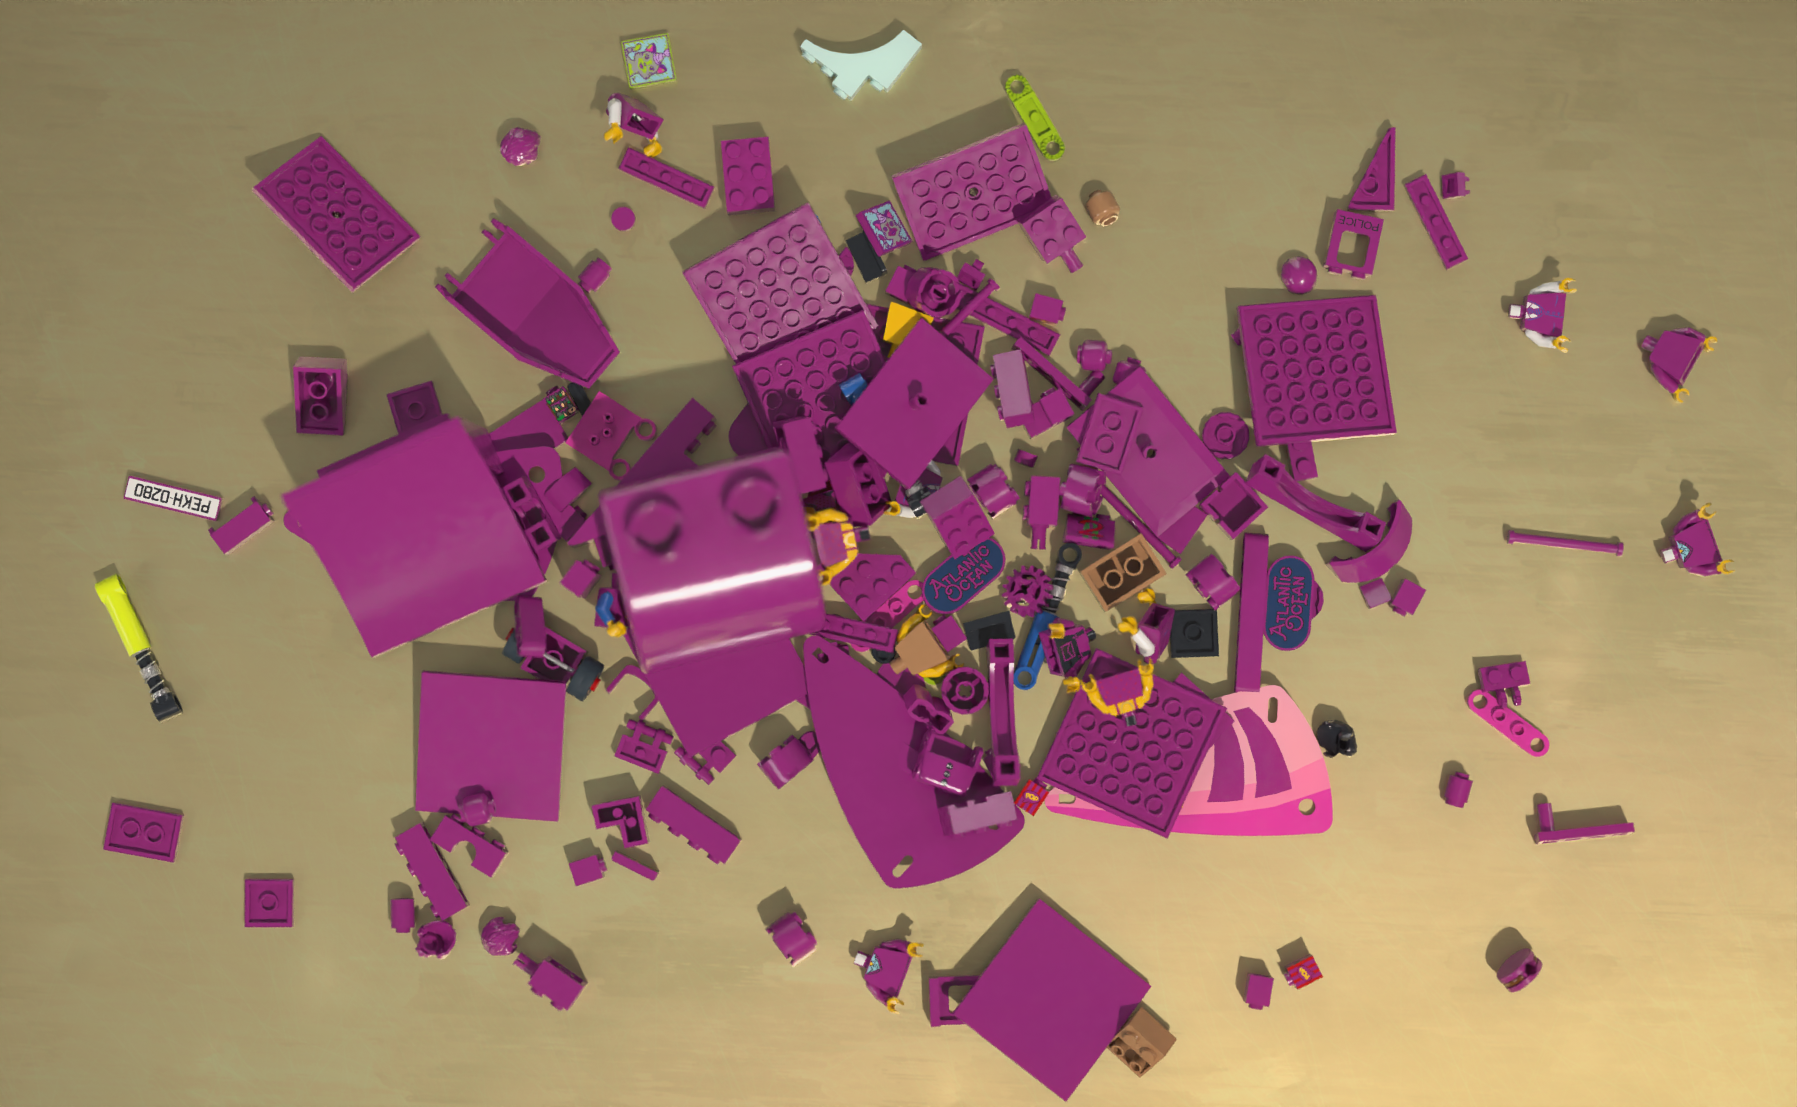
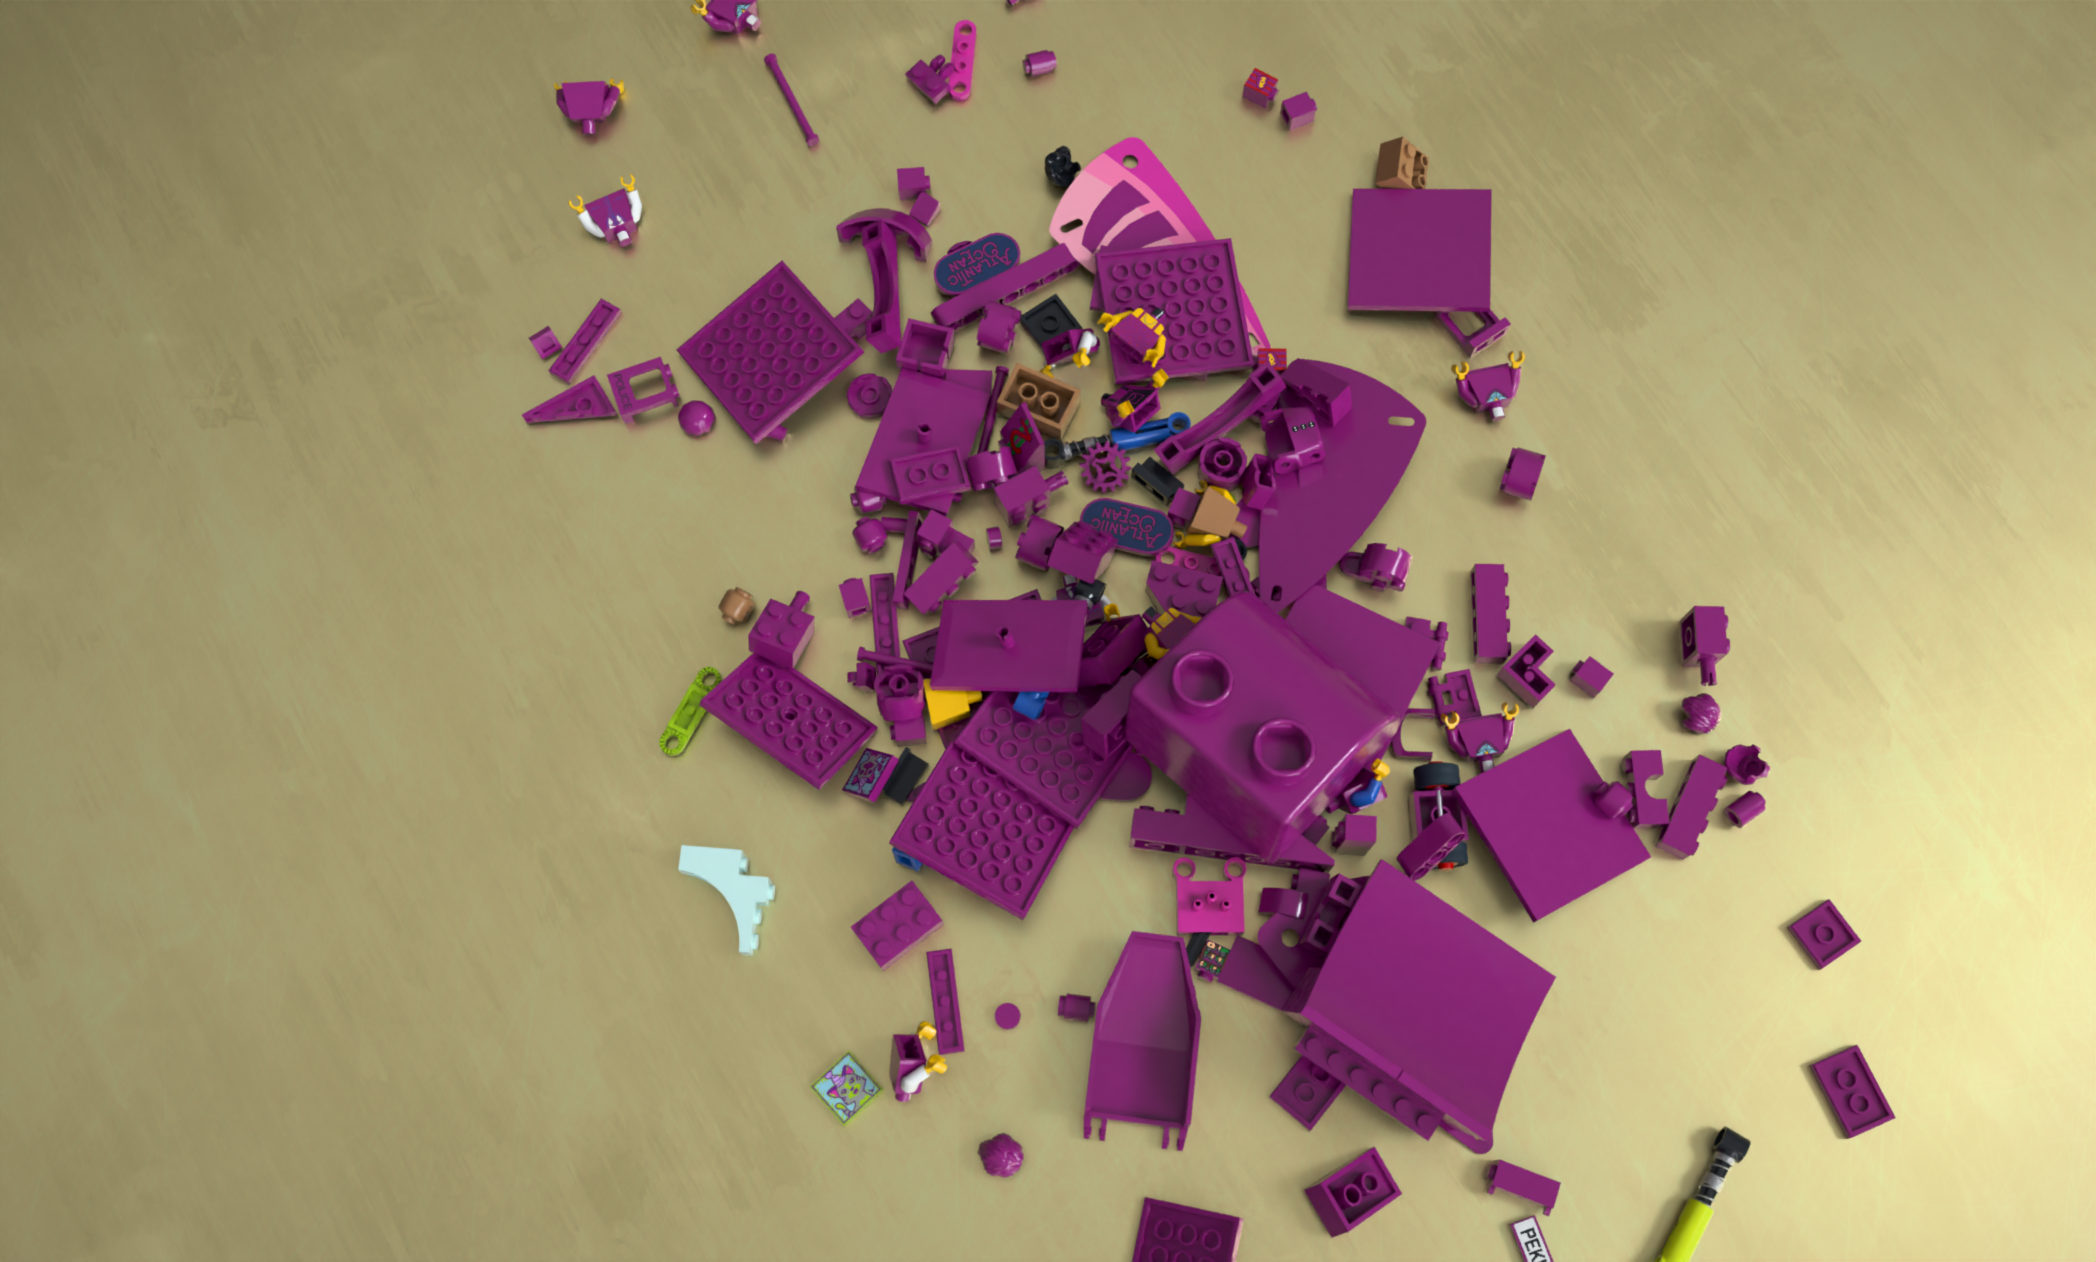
camera: 120 degrees left, 15 degrees down
(596, 742) = (1481, 736): none -> magenta torso
(635, 865) = (1558, 639): magenta tile -> none

